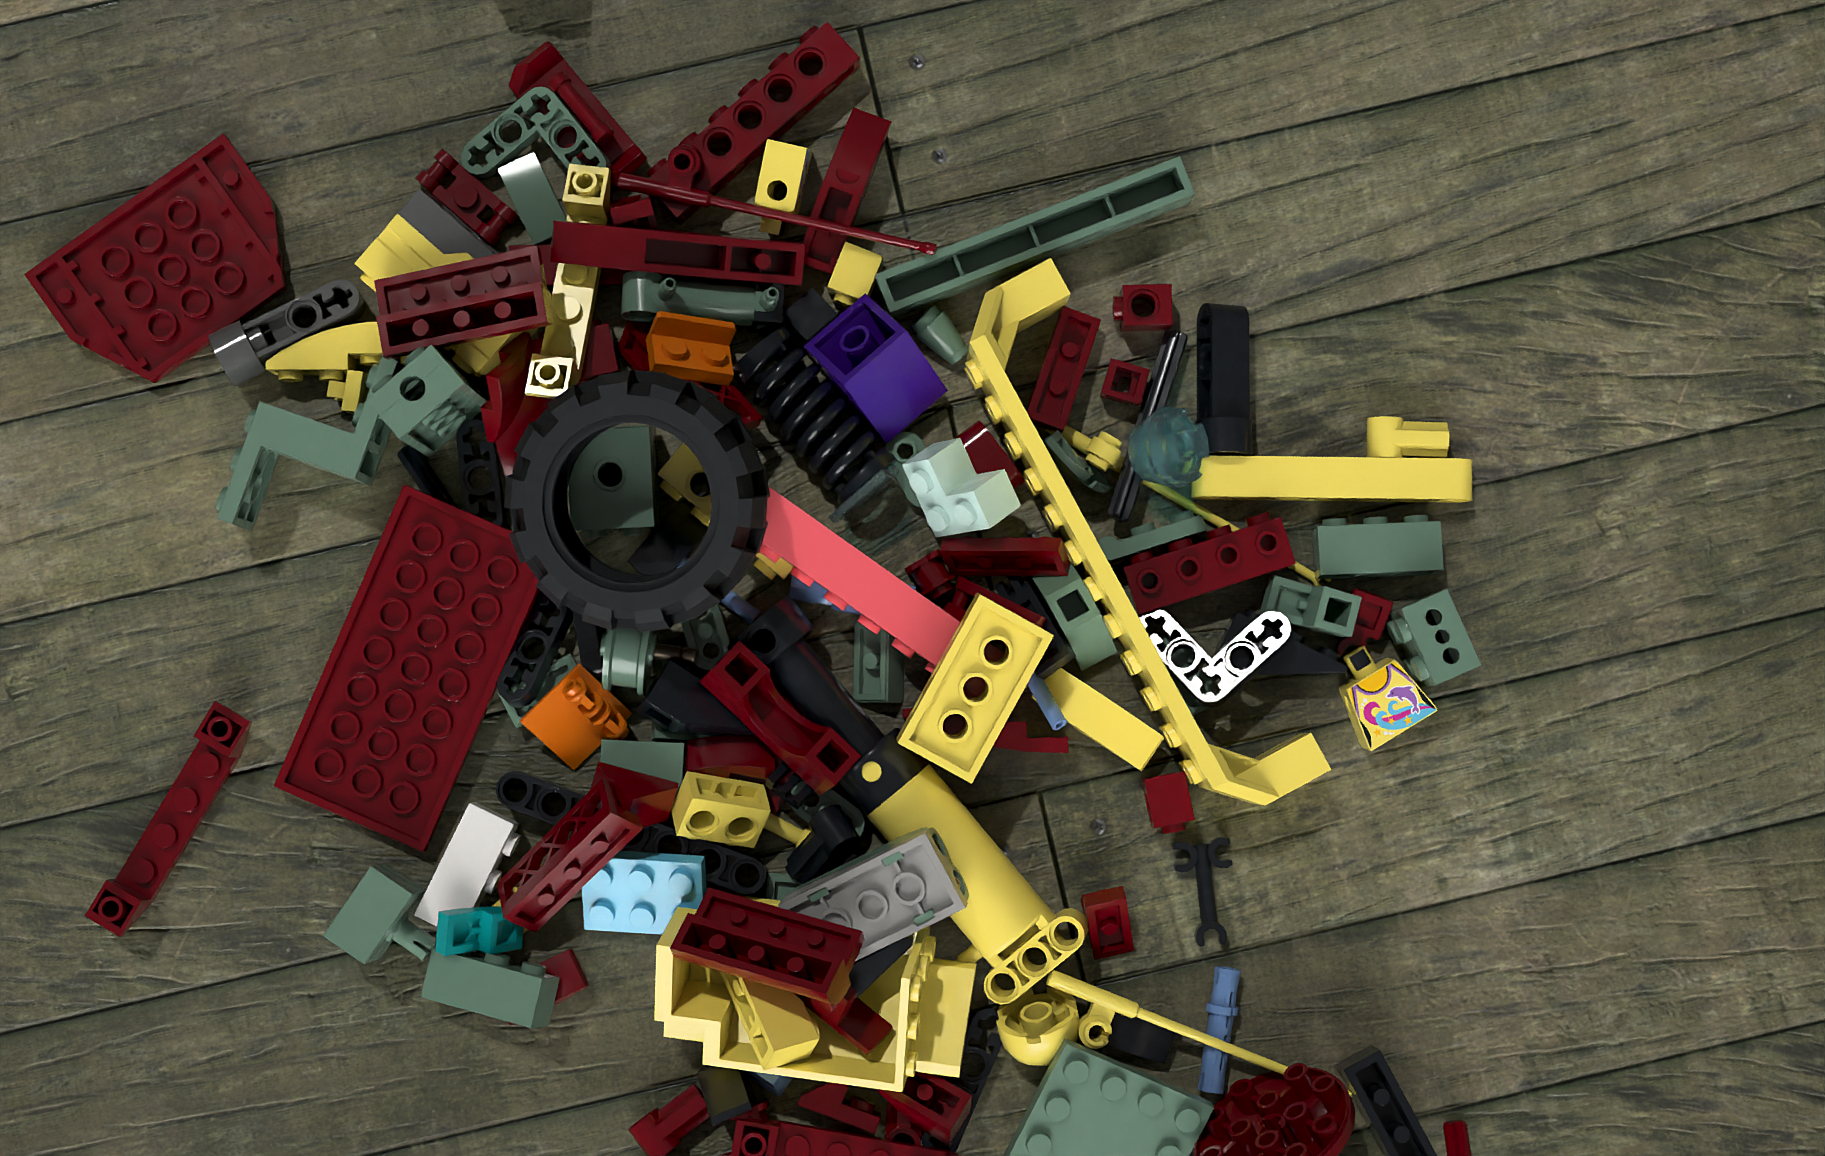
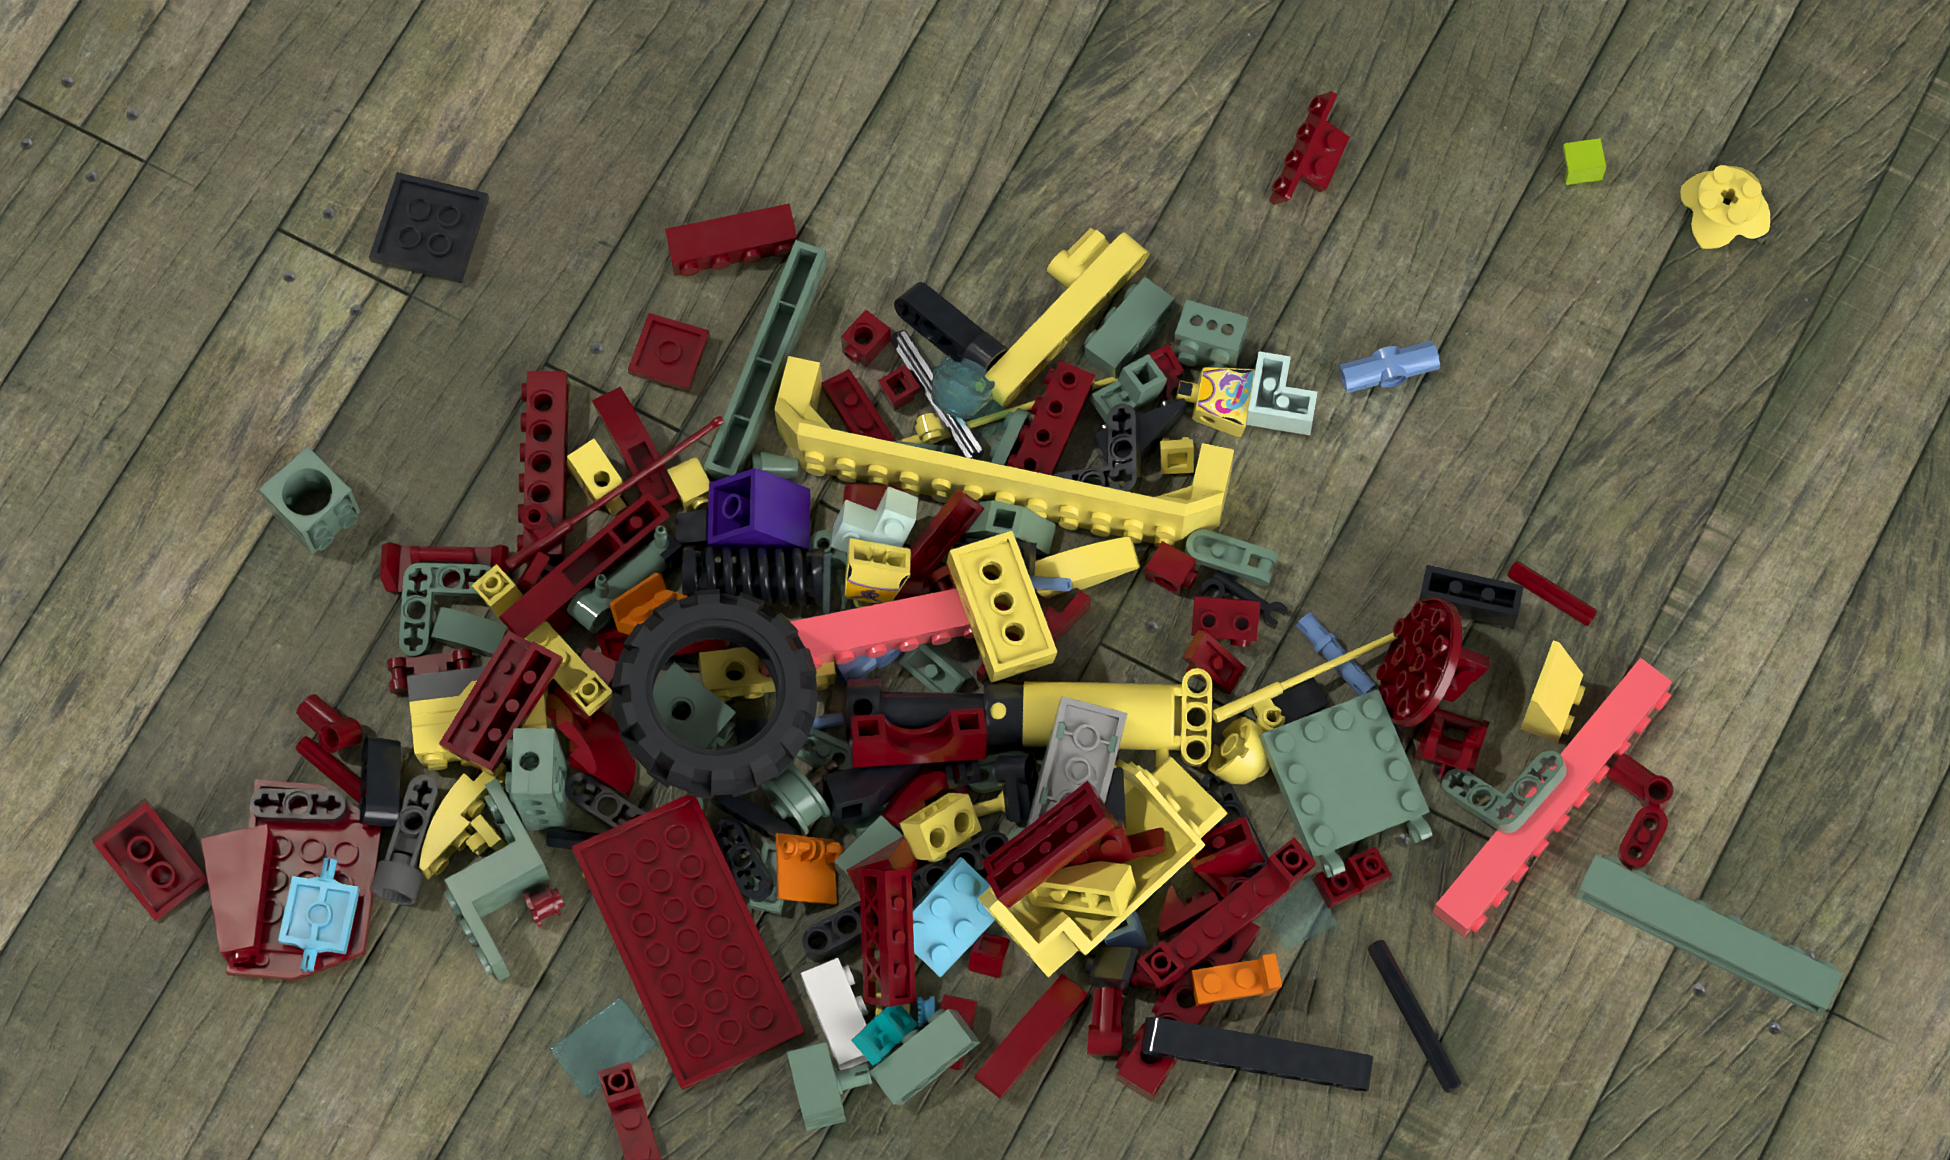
camera: 45 degrees left, 15 degrees down
(68, 105) = (149, 859): none -> dark red slope
(100, 216) = (238, 884): none -> slope
(142, 311) = (319, 915): none -> medium azure plate
(220, 168) = (323, 799): none -> beam
(257, 676) = (601, 1043): none -> clear light blue piece
(298, 199) = (330, 767): none -> dark red axle
(316, 251) = (380, 782): none -> black beam
(331, 162) = (332, 729): none -> dark red piece
(336, 504) = (544, 904): none -> dark red brick
(540, 946) = (925, 1009): none -> dark azure bush
(598, 1064) = (1031, 1036): none -> dark red slope
(640, 955) = (988, 955): none -> dark red slope
(913, 530) = (875, 572): none -> light yellow torso
(968, 134) = (668, 352): none -> dark red plate
(1132, 92) = (731, 240): none -> dark red brick
(1162, 897) = (1226, 619): none -> dark red brick
(1228, 847) = (1231, 555): none -> sand green plate
(1287, 707) = (1177, 456): none -> light yellow tile
(1421, 753) = (1273, 403): none -> light aqua brick
(1558, 832) = (1389, 366): none -> medium blue piece
(1719, 568) = (1314, 153): none -> dark red bracket

